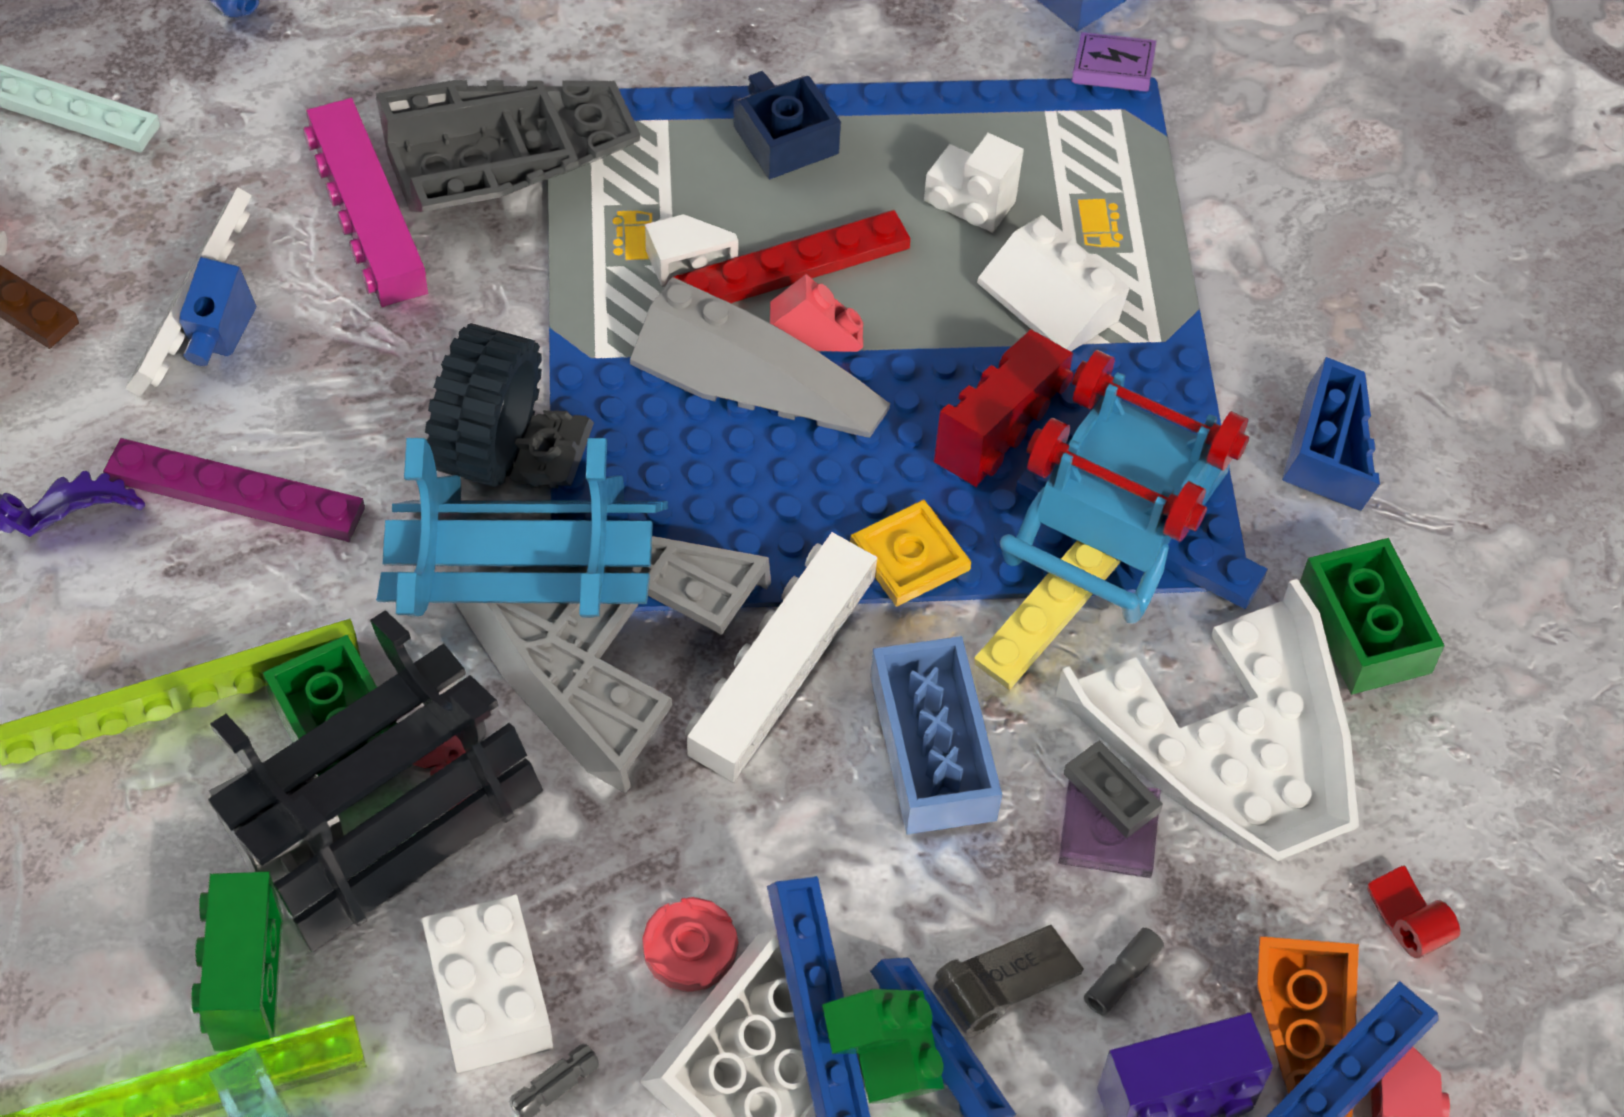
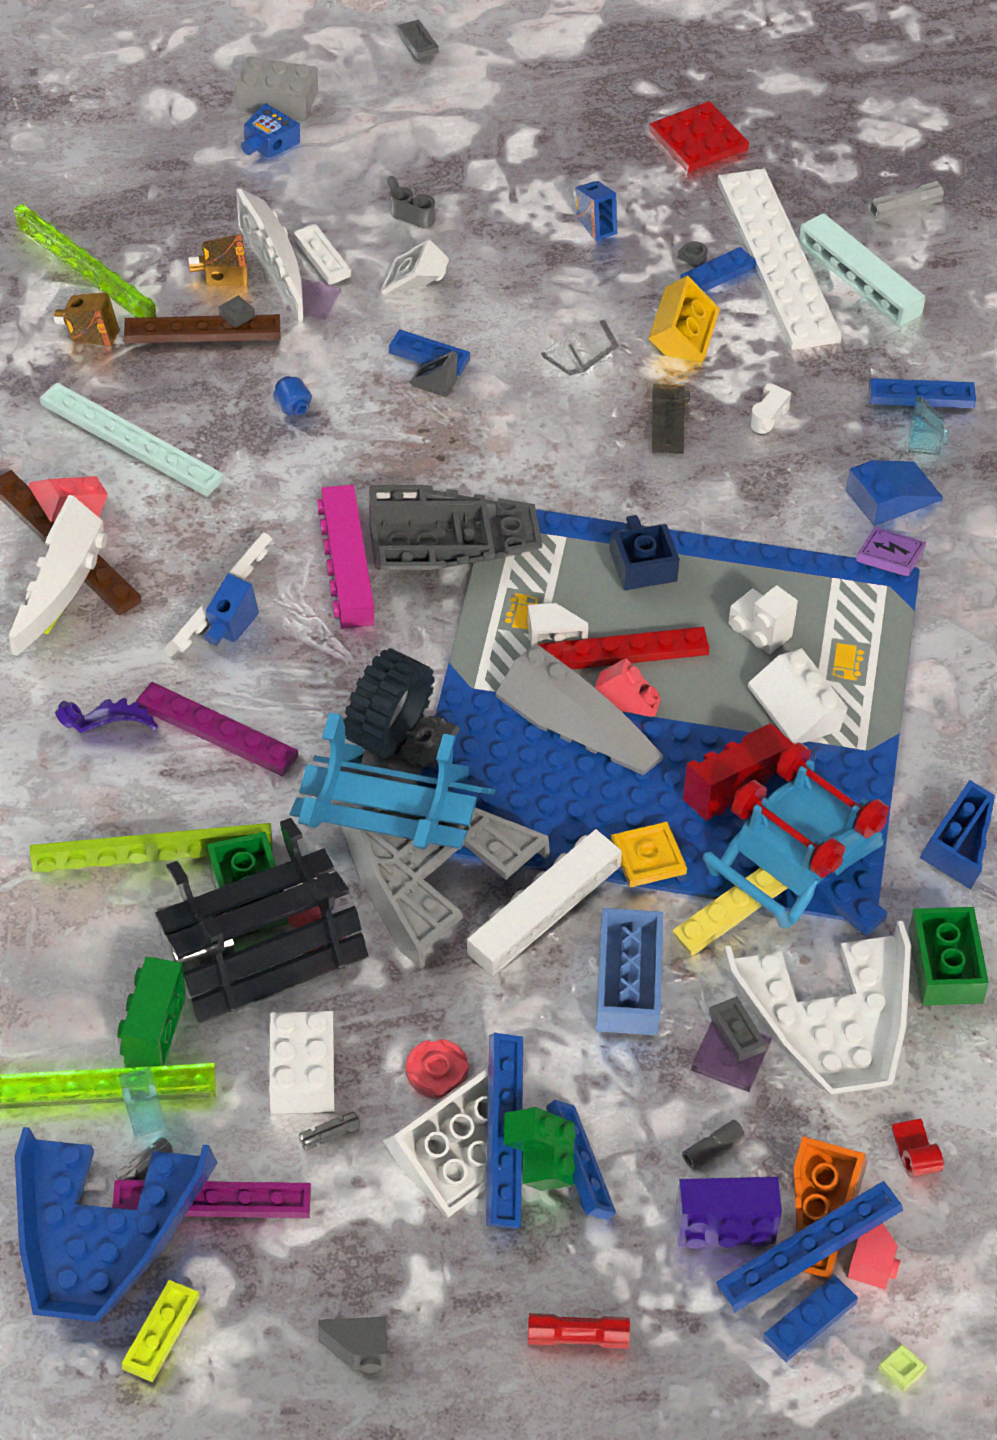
camera: 15 degrees right, 5 degrees down
(987, 984) = (617, 1131): clear smoke door -> none

